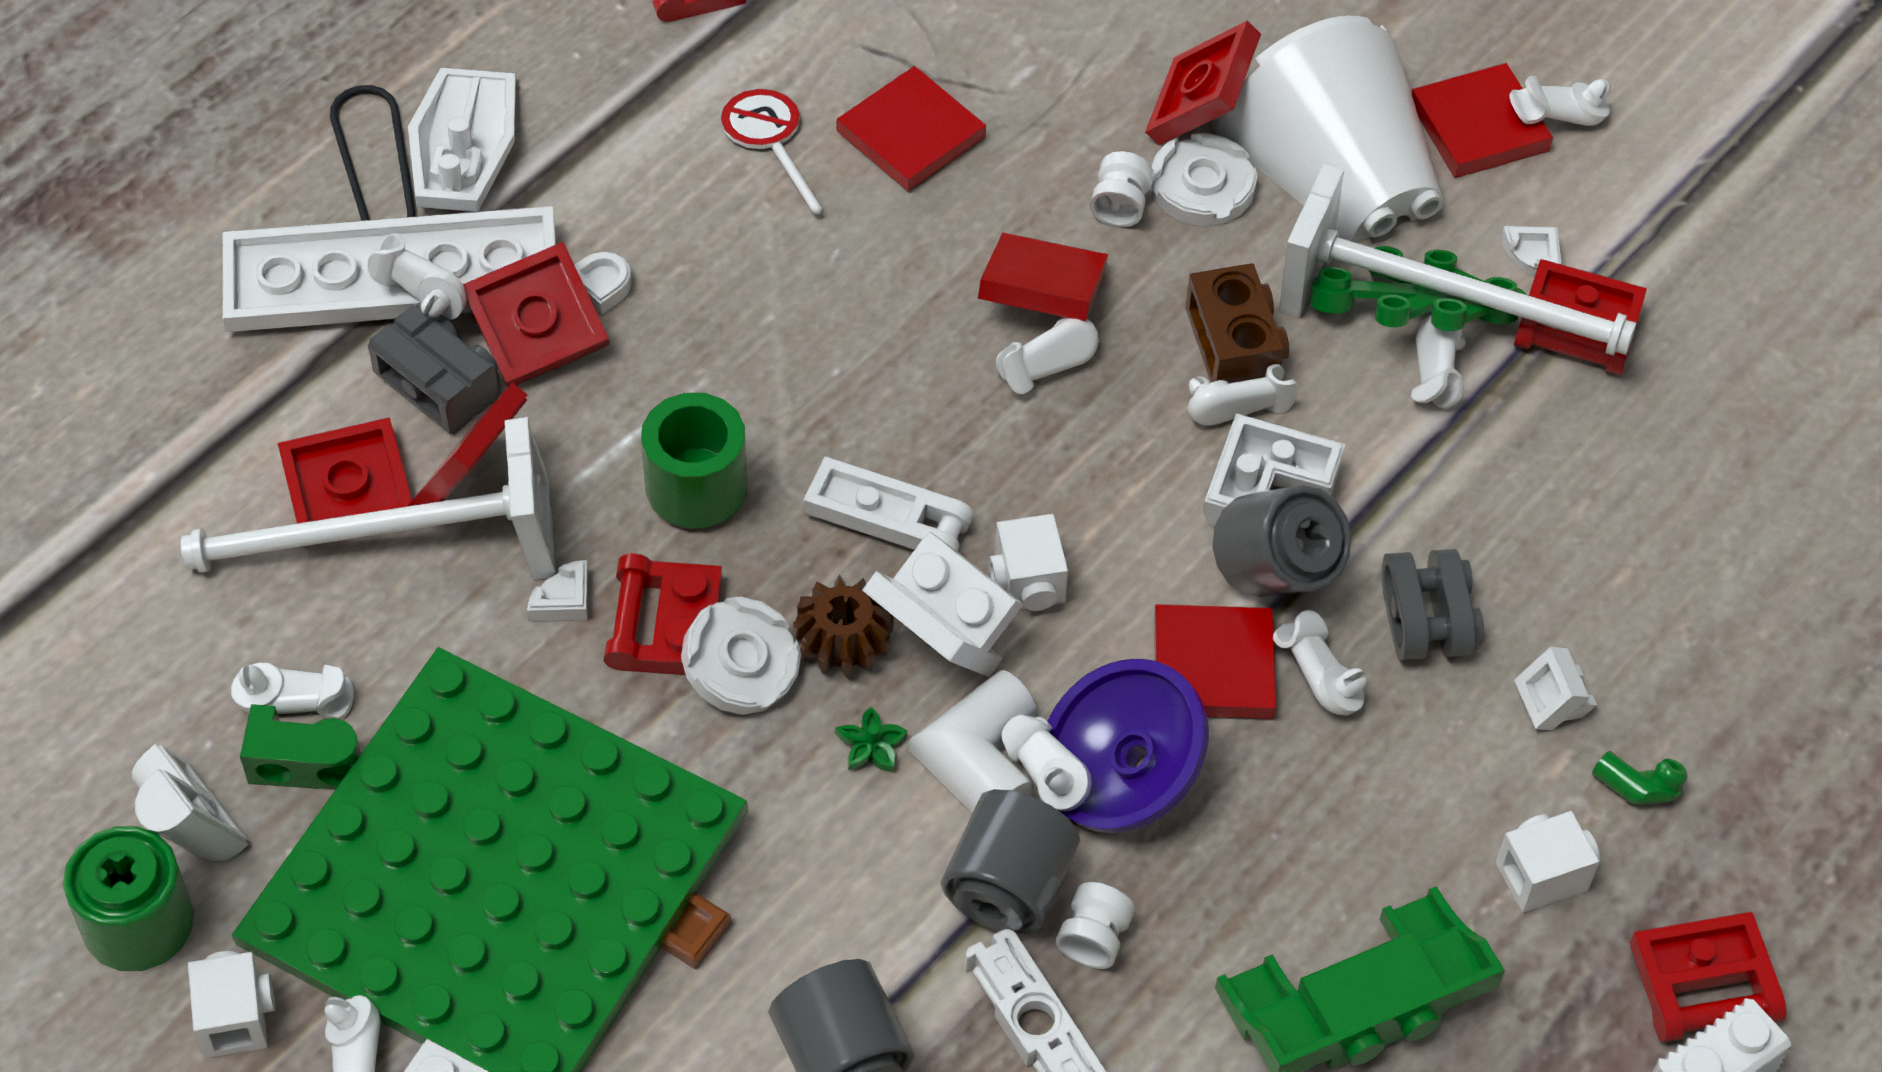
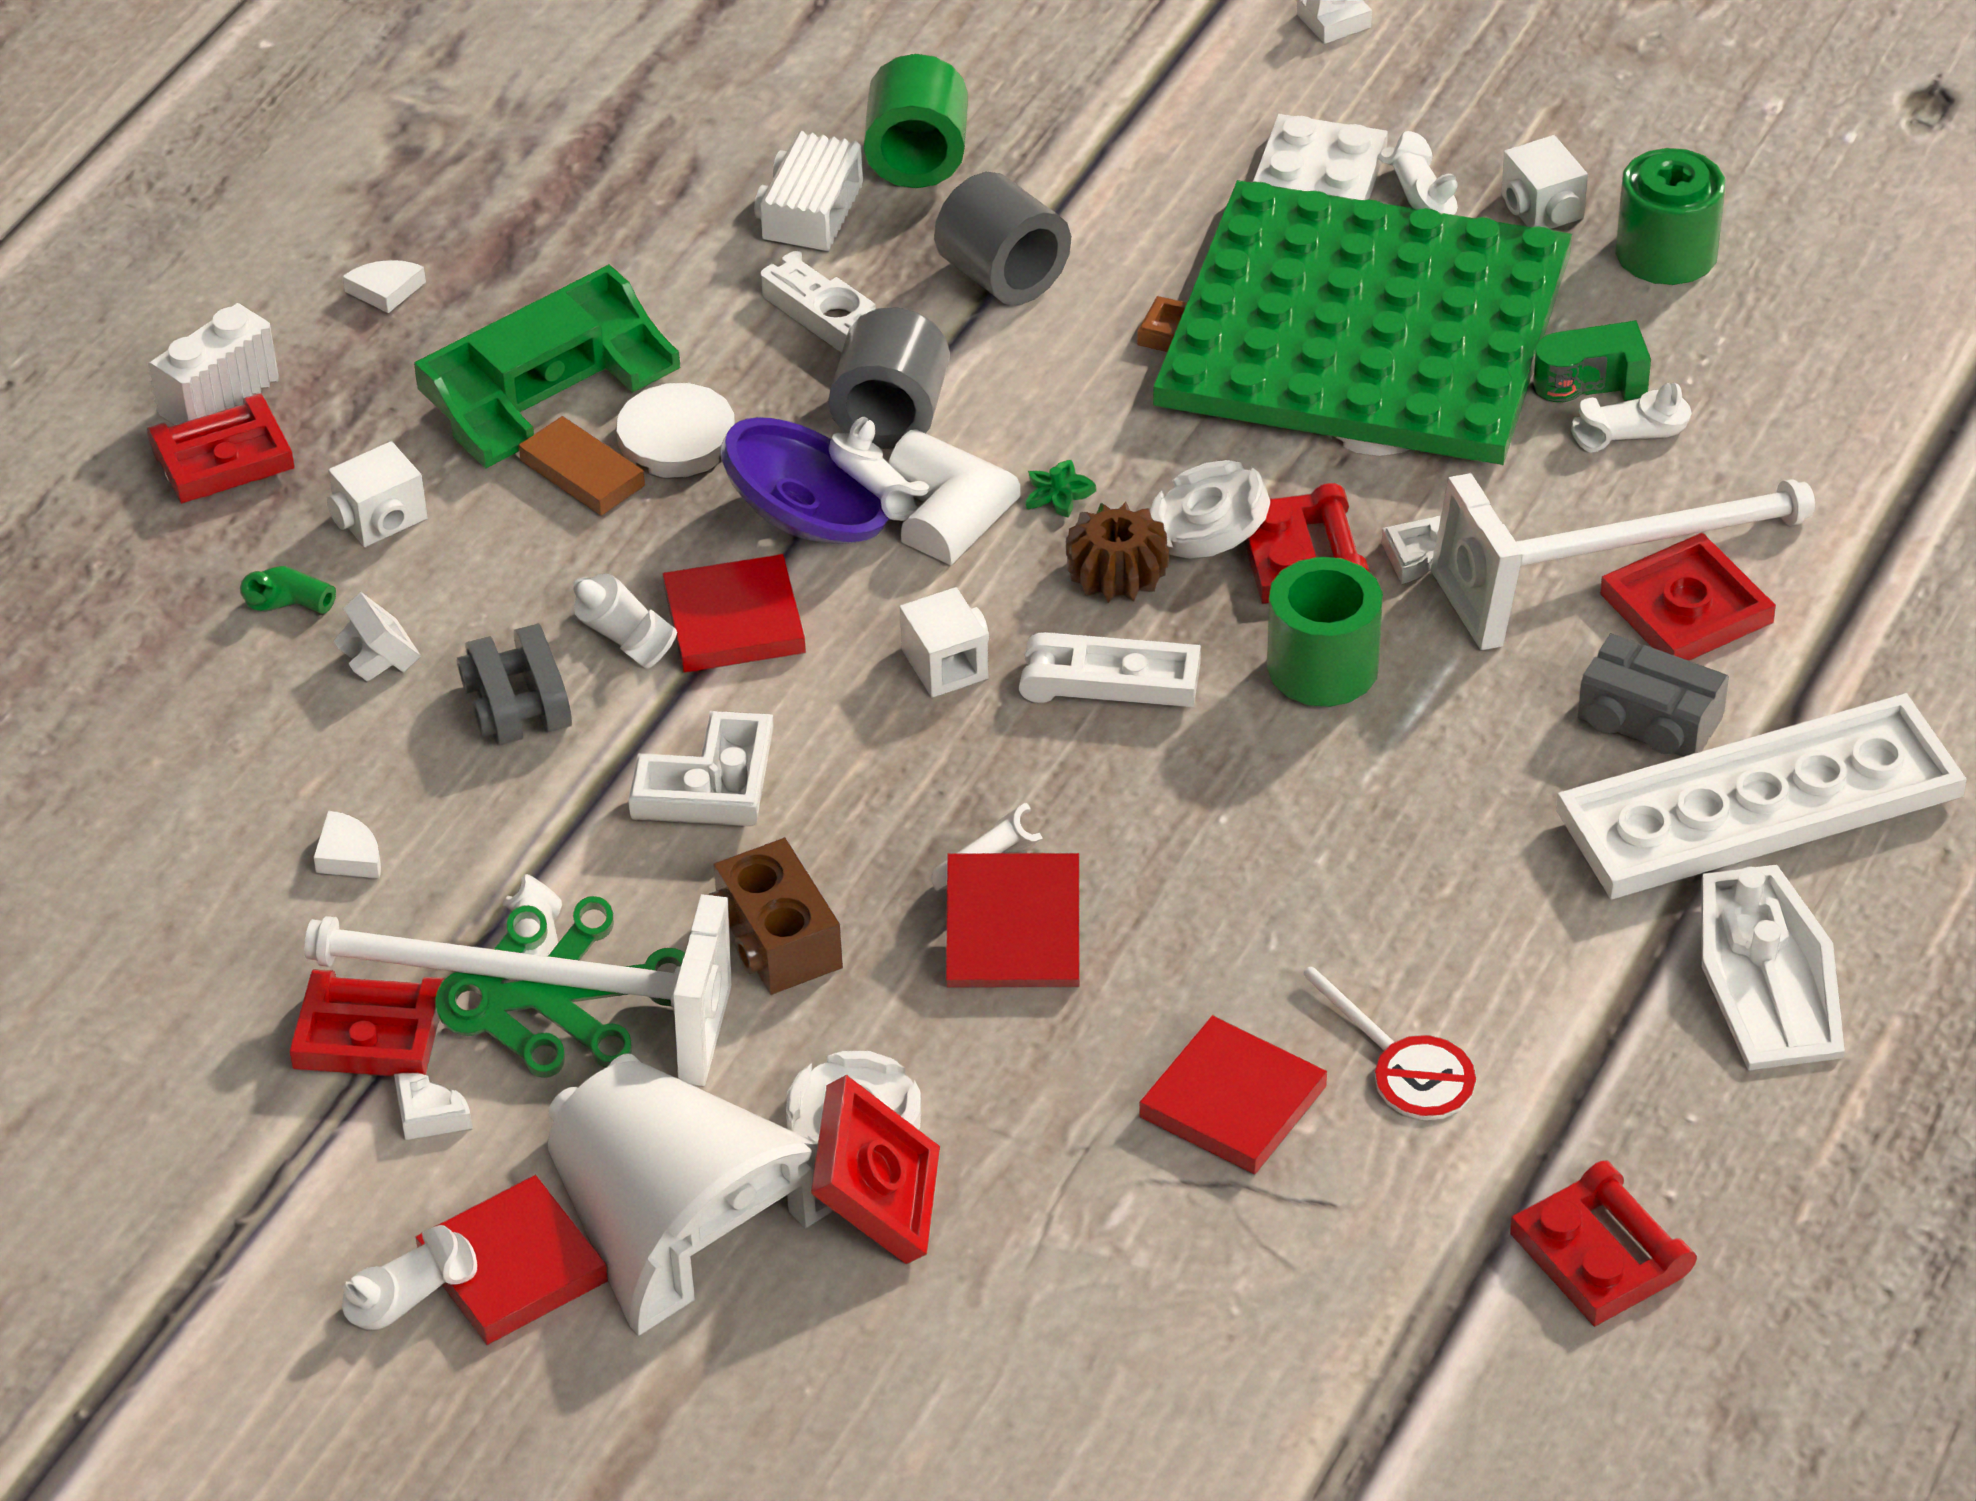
camera: 170 degrees right, 10 degrees down
(182, 808) = (1648, 288): white brick -> none
(399, 143) = (1892, 928): black piece -> none
(434, 286) = (1686, 737): white piece -> none
(471, 447) = (1561, 584): red tile -> none
(535, 315) = (1570, 761): red tile -> none
(605, 279) = (1524, 847): white tile -> none
(948, 604) = (1019, 537): white bracket -> none
(1096, 923) = (799, 372): white wheel -> none
(1121, 189) = (951, 1059): white wheel -> none
(1220, 401) = (786, 823): white piece -> none
(1233, 900) = (674, 429): none -> white tile
(1282, 541) = (680, 660): dark grey piece -> none
(1334, 875) = (581, 465): none -> dark orange tile
(1590, 489) = (347, 848): none -> white tile

